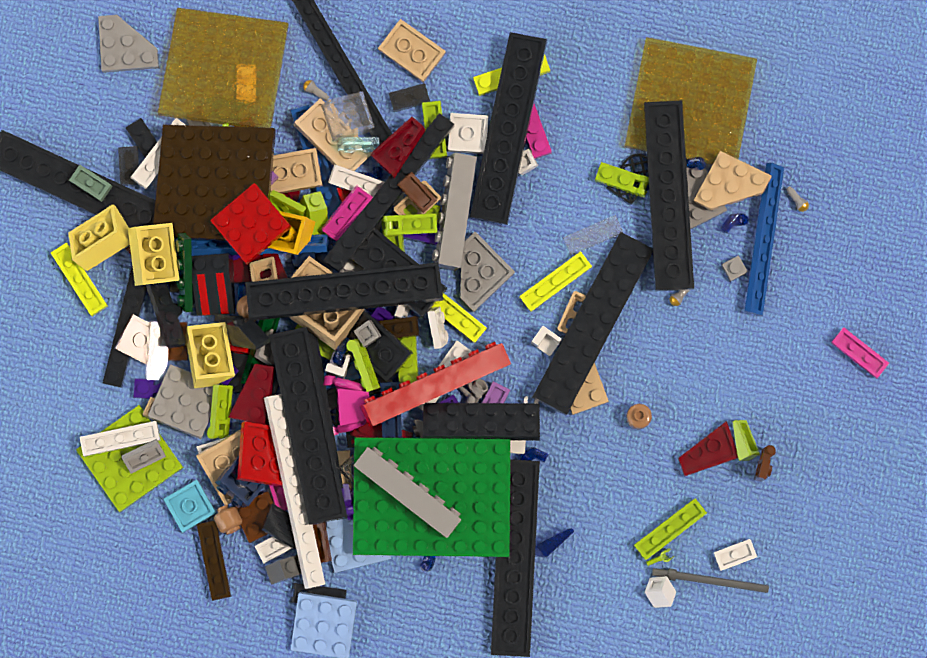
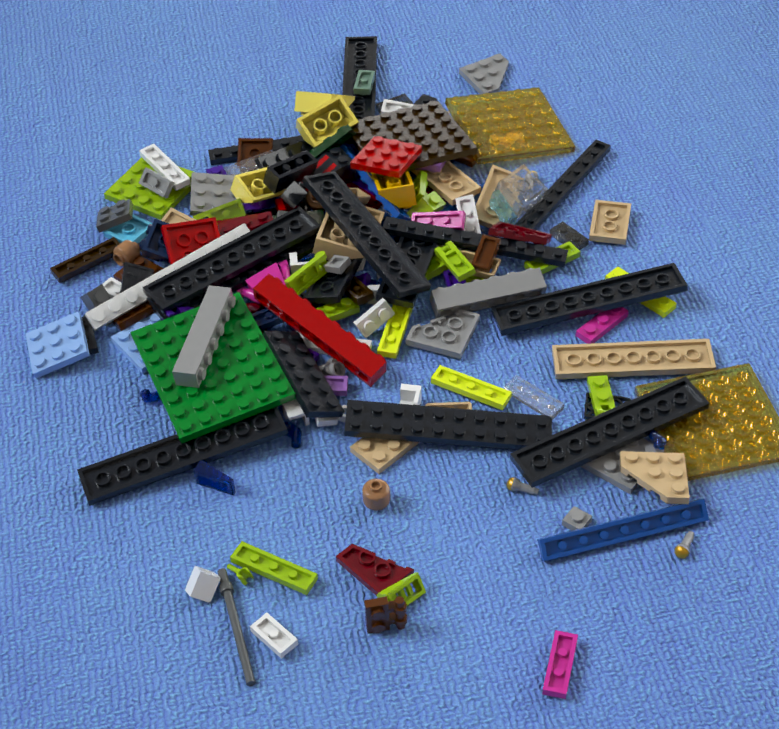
camera: 65 degrees right, 35 degrees down
(79, 280) = (280, 115): neon yellow plate -> none
(167, 513) = (114, 215): none -> dark grey plate
(215, 322) = (282, 174): none -> black brick
(468, 133) = (562, 278): white plate -> none
(528, 162) = (568, 327): white plate -> none
(590, 128) = (633, 358): none -> tan plate
(734, 220) = (625, 500): clear blue arm -> none

